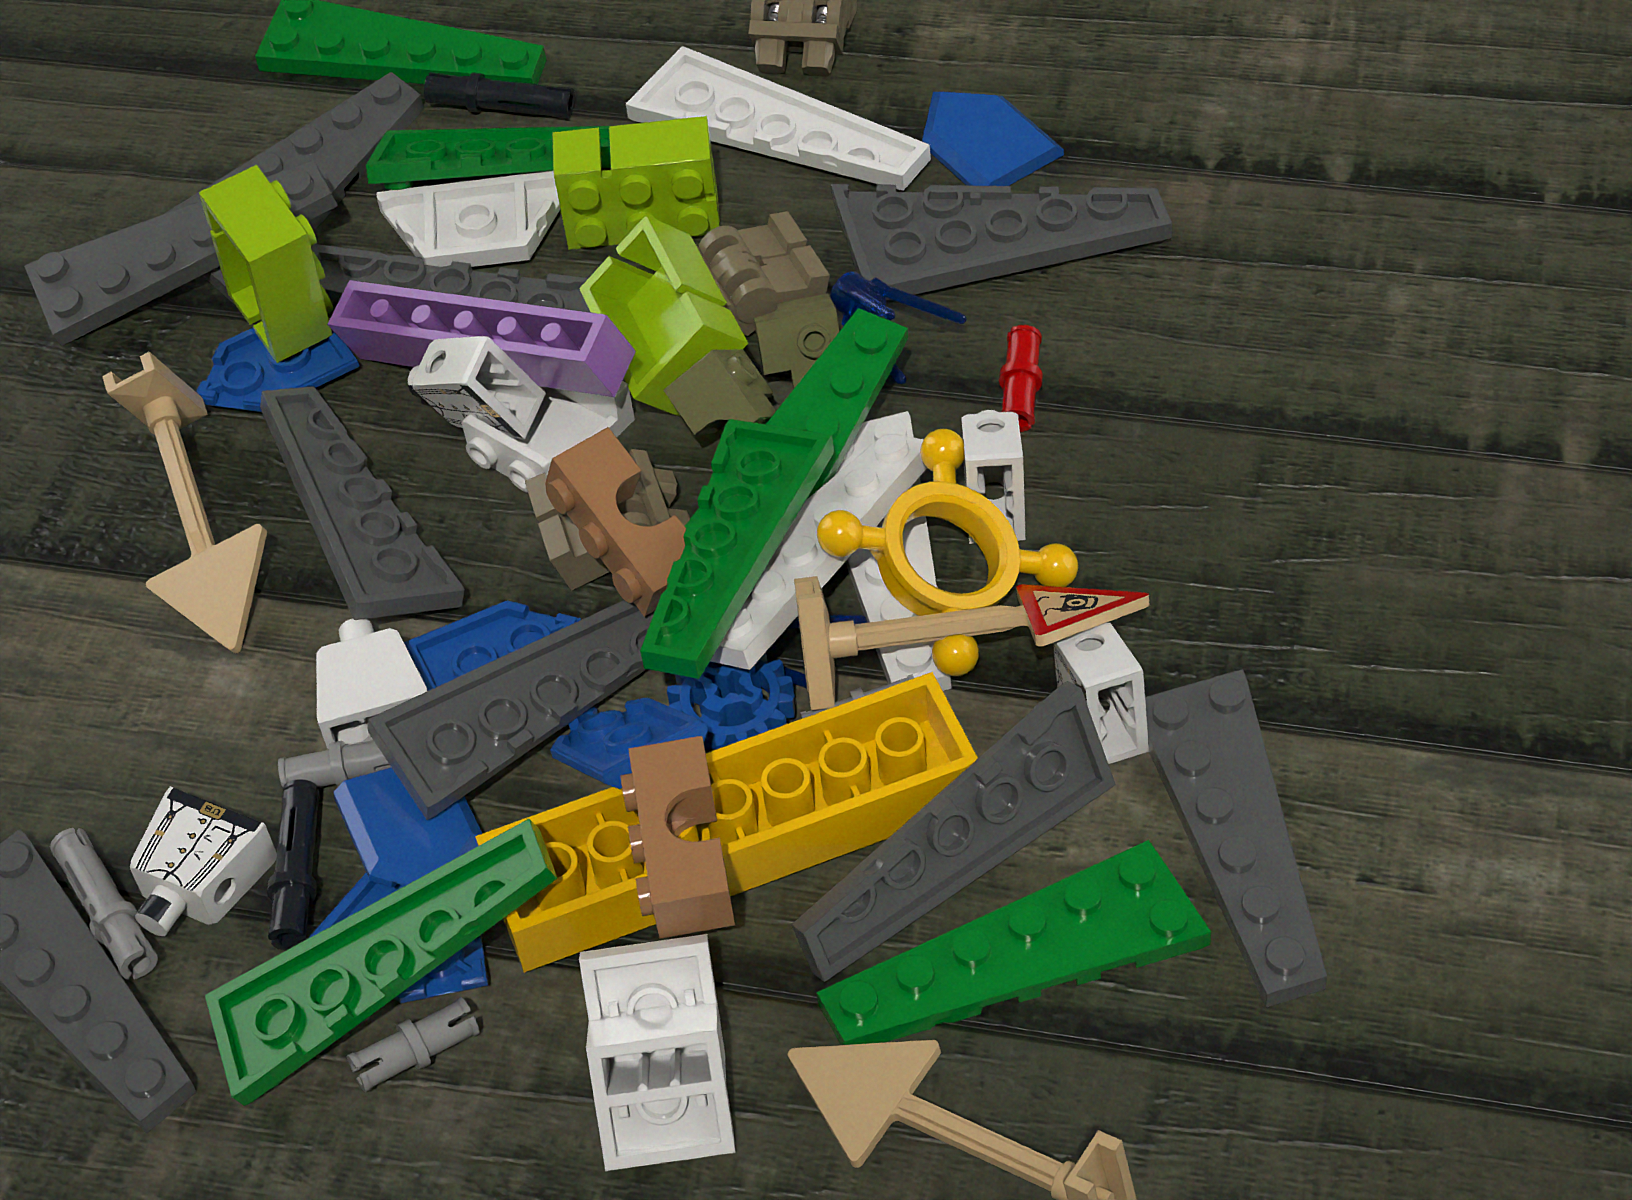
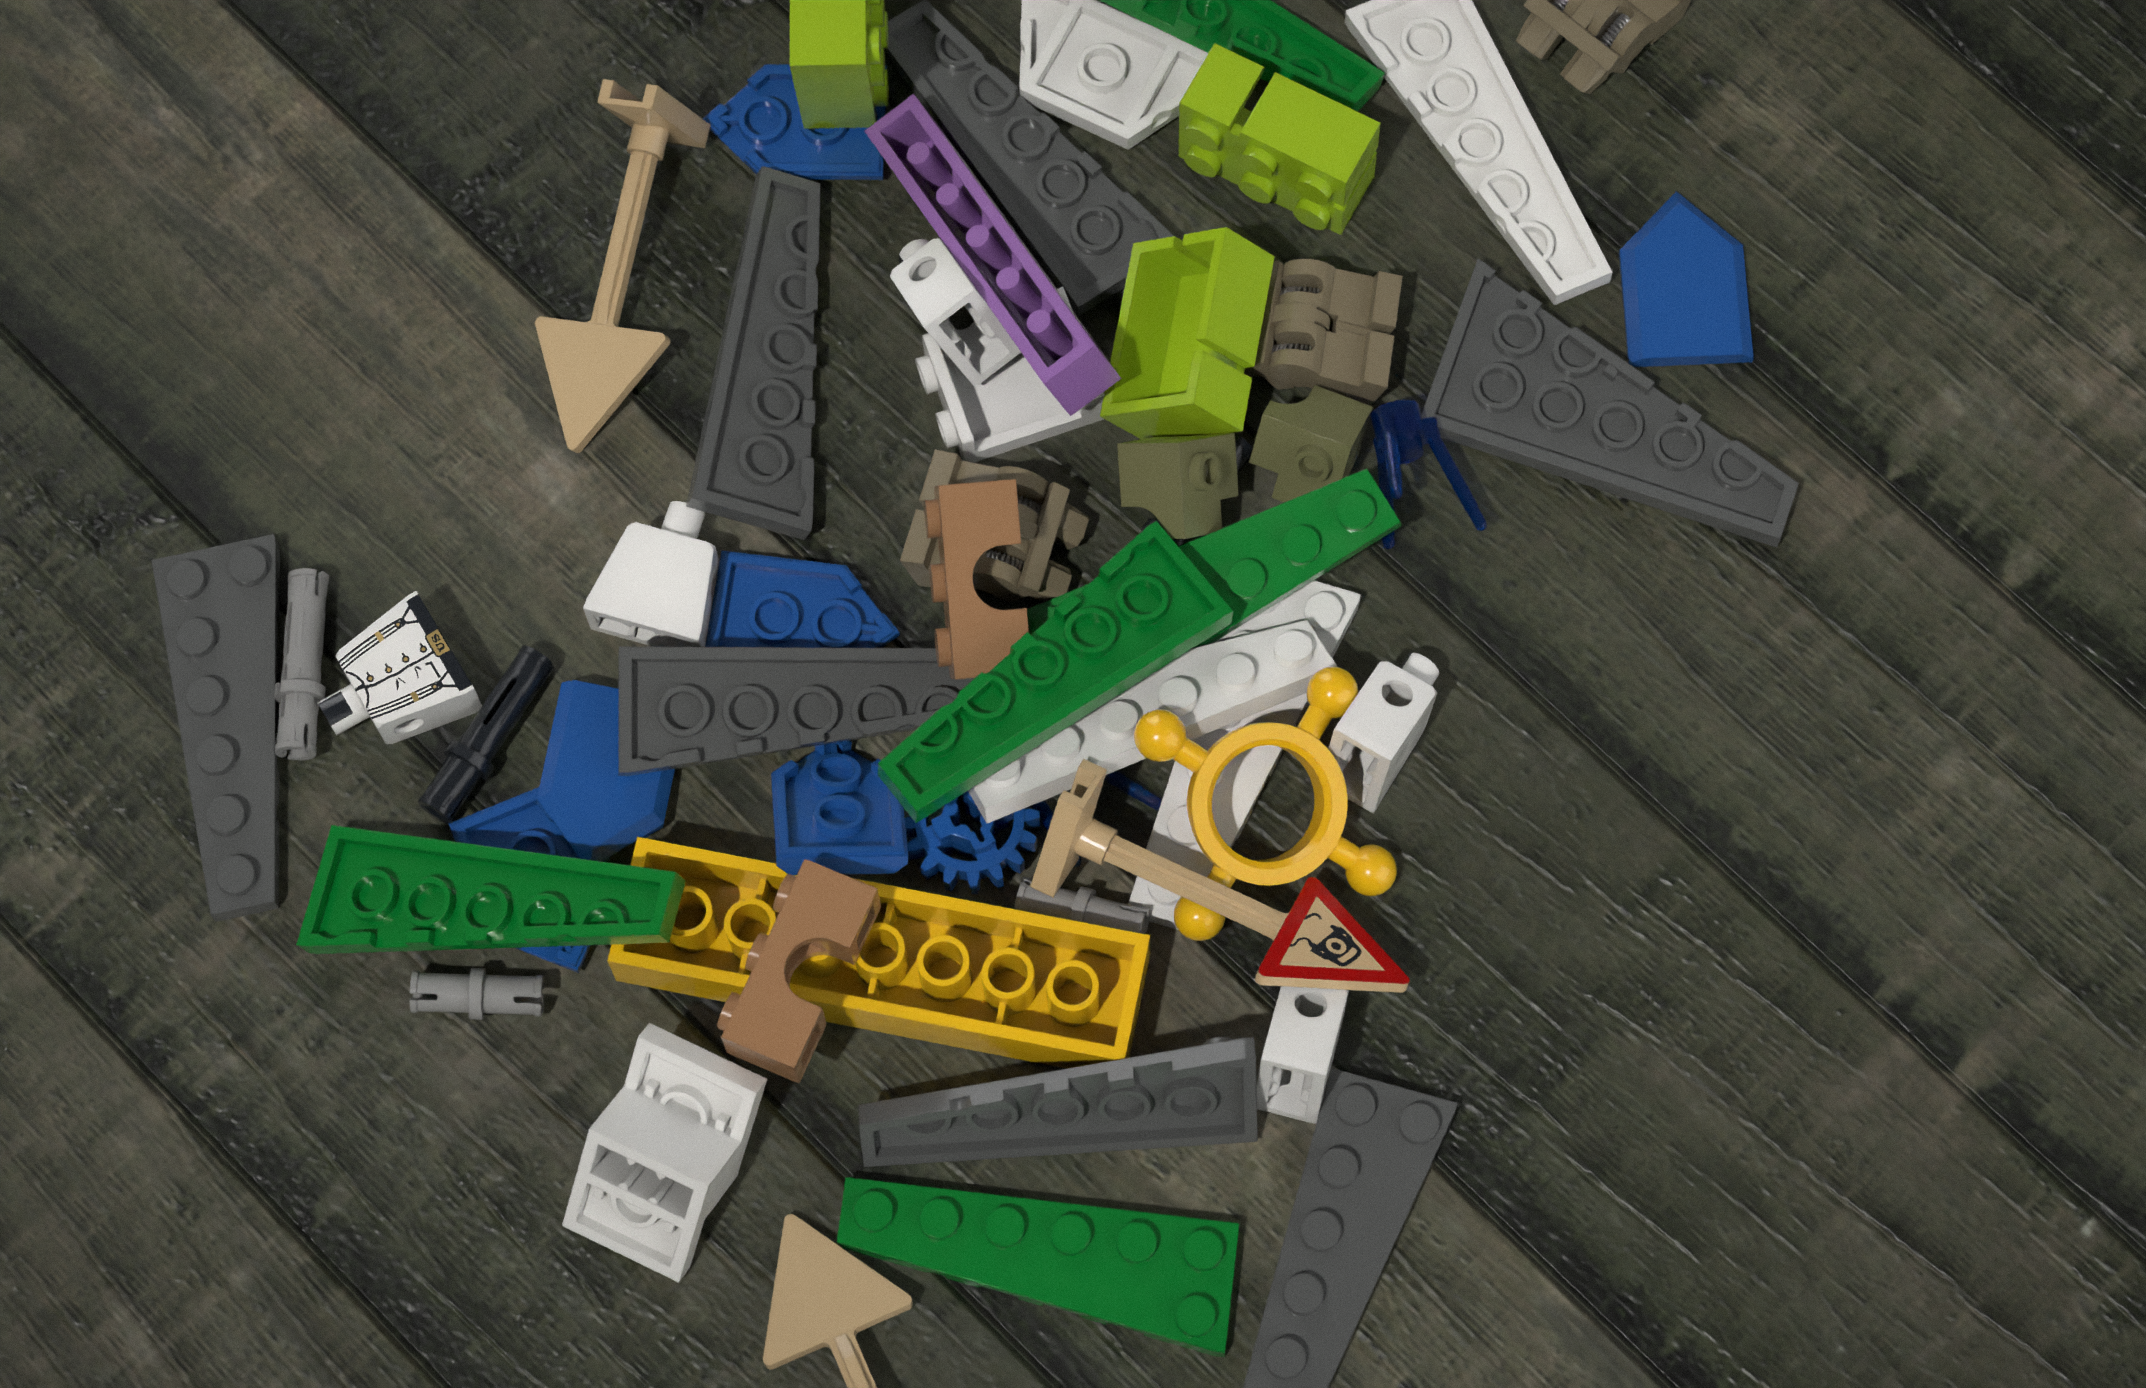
camera: 30 degrees right, 20 degrees up
(334, 764) = (583, 651): light grey pin -> none
(1021, 375) = (1496, 627): red pin -> none

